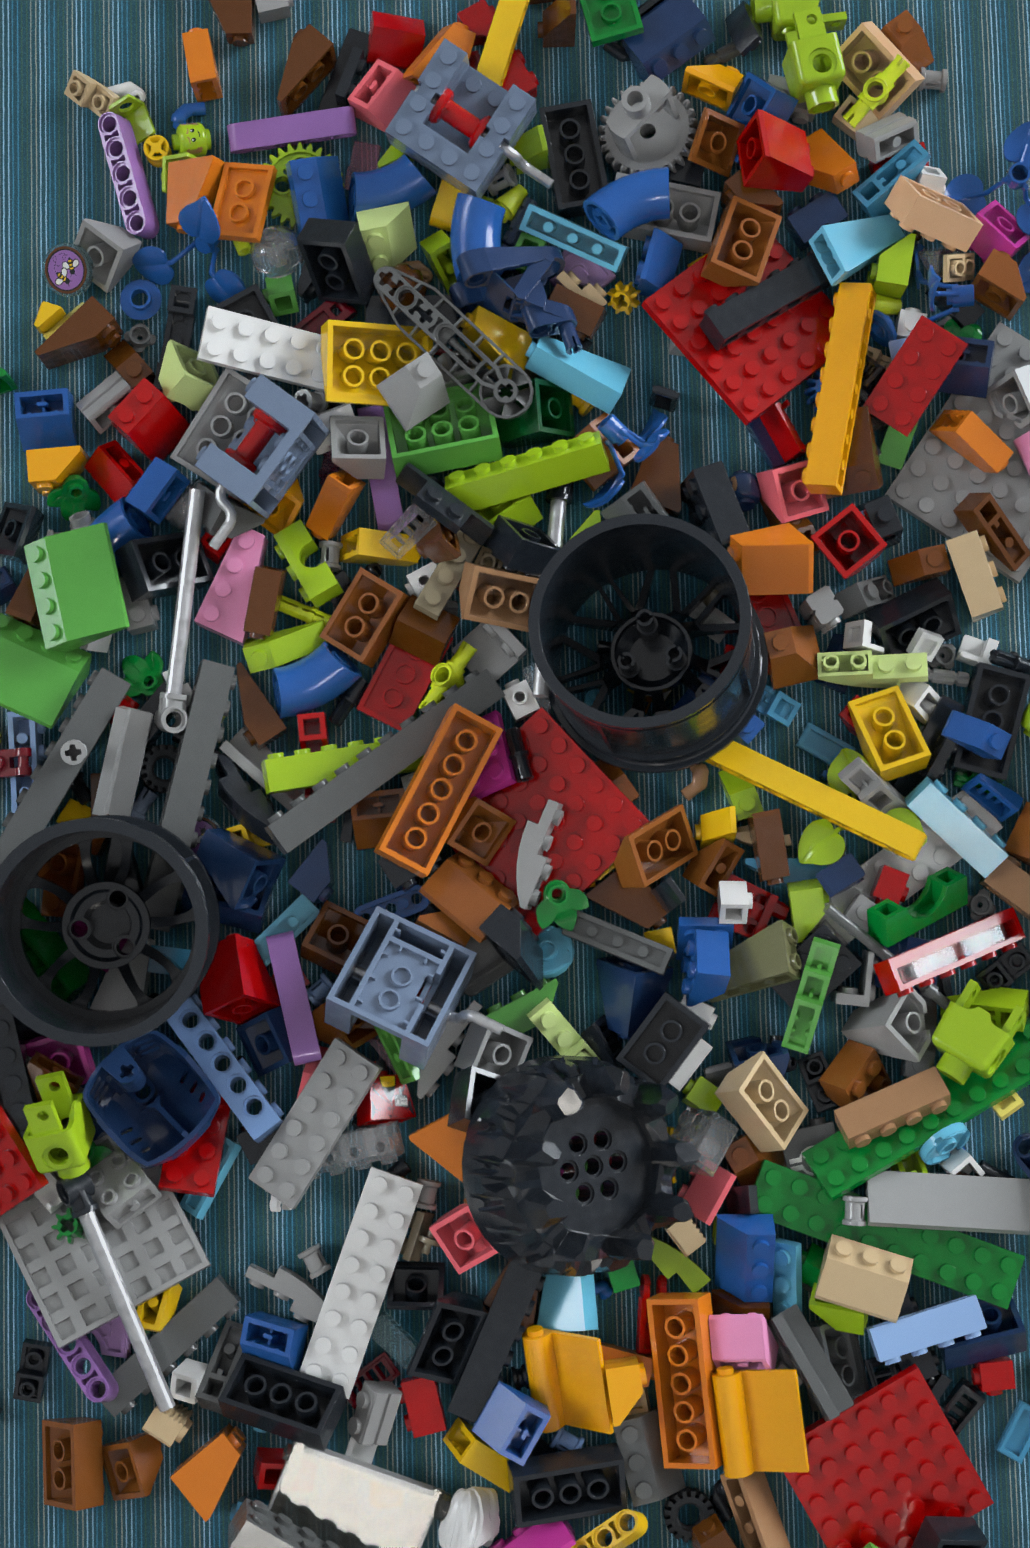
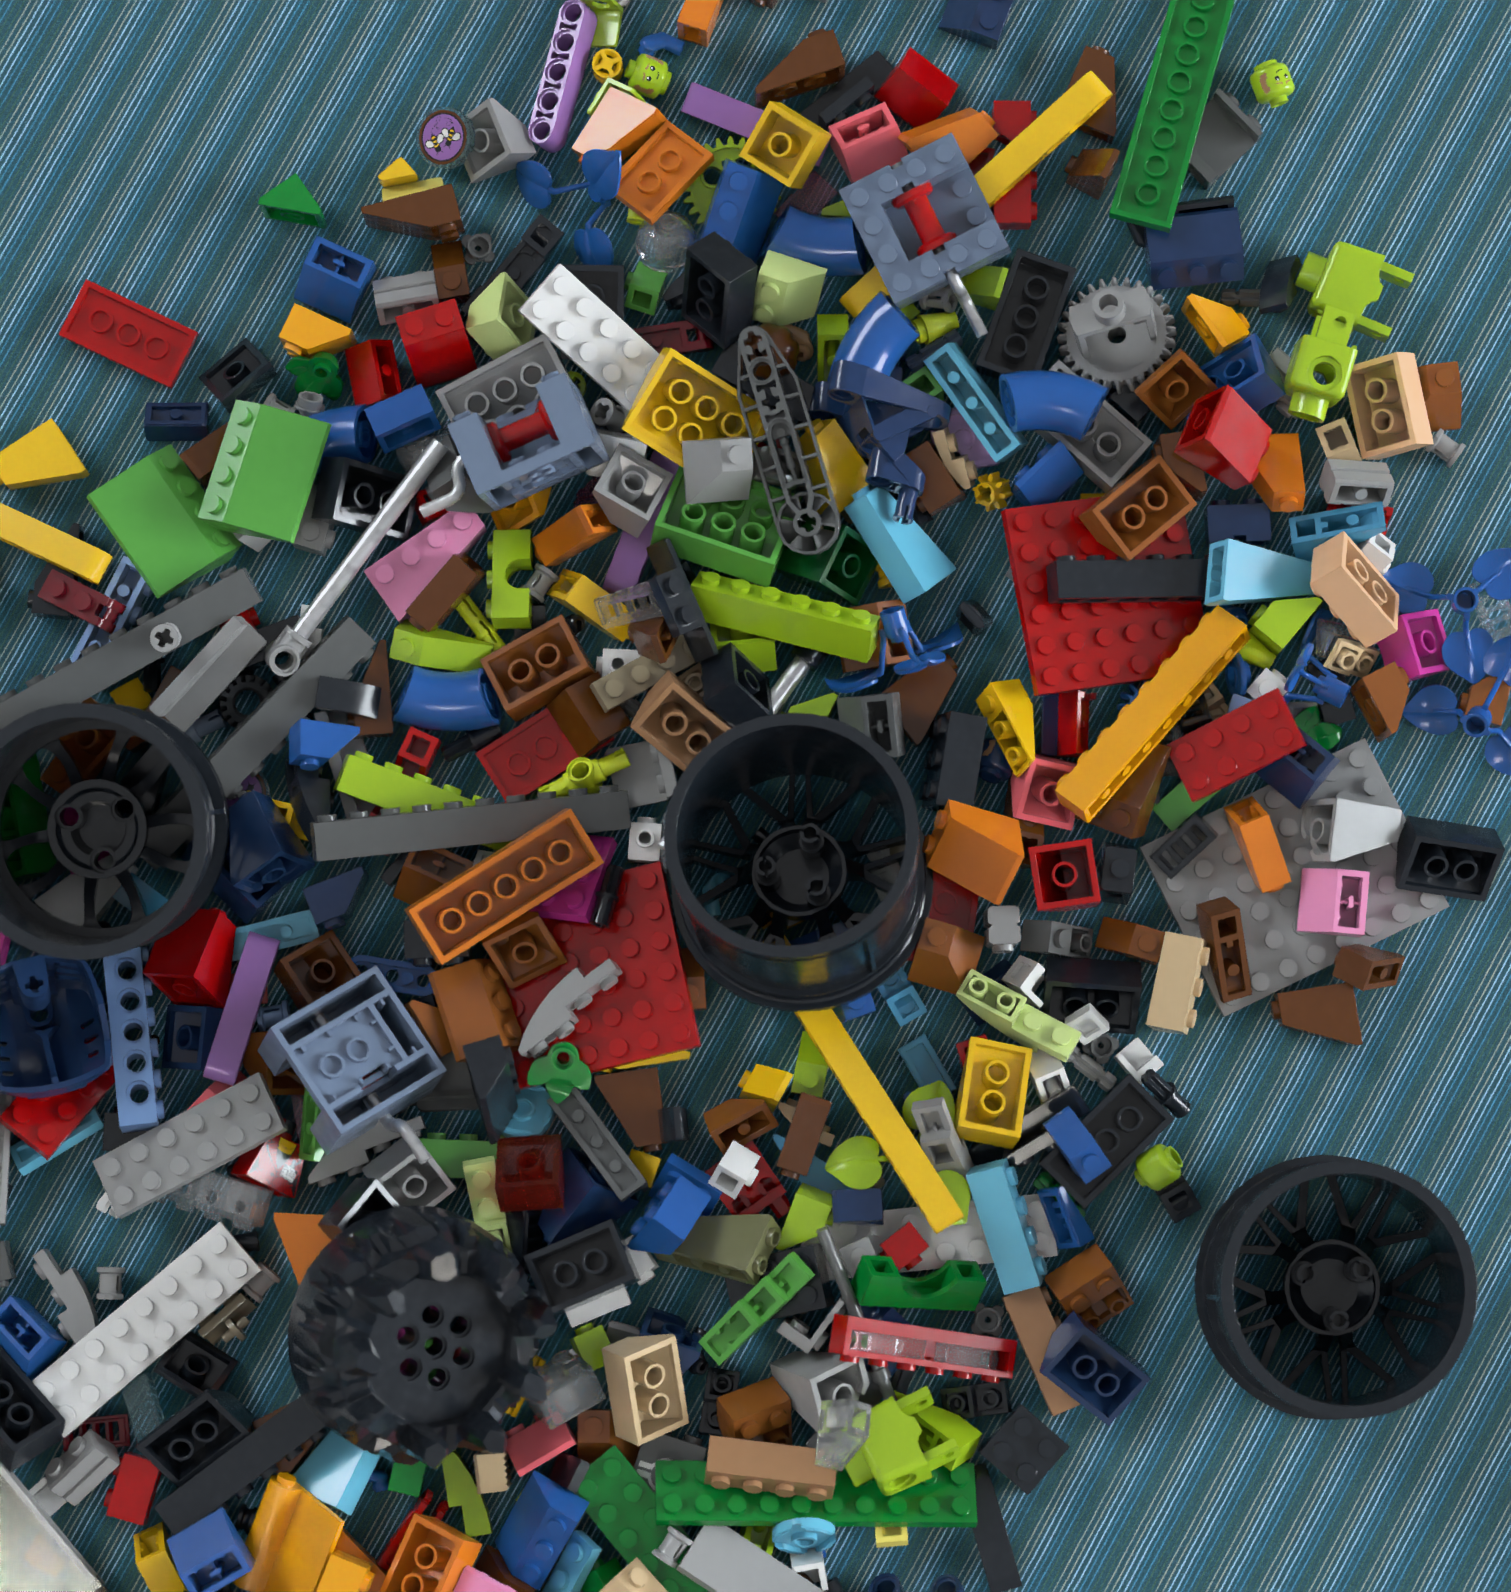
camera: 30 degrees right, 0 degrees up
(141, 671) = (282, 590): green plate -> none
(144, 311) = (501, 224): blue piece -> none
(234, 765) = (317, 741): none -> blue slope
(237, 719) = (348, 697): none -> black slope
(324, 127) = (785, 145): none -> yellow brick
(461, 1239) = (266, 1346): coral slope -> none
(582, 994) = (530, 1173): none -> clear red slope
(655, 849) = (689, 1071): dark orange slope -> none
(699, 781) = (777, 1029): medium nougat arm -> none
(739, 456) = (1010, 721): none -> yellow slope
(886, 80) = (1385, 426): neon yellow pin -> none
(917, 450) = (1203, 826): none -> black slope
(931, 1049) = (841, 1432): none -> clear slope

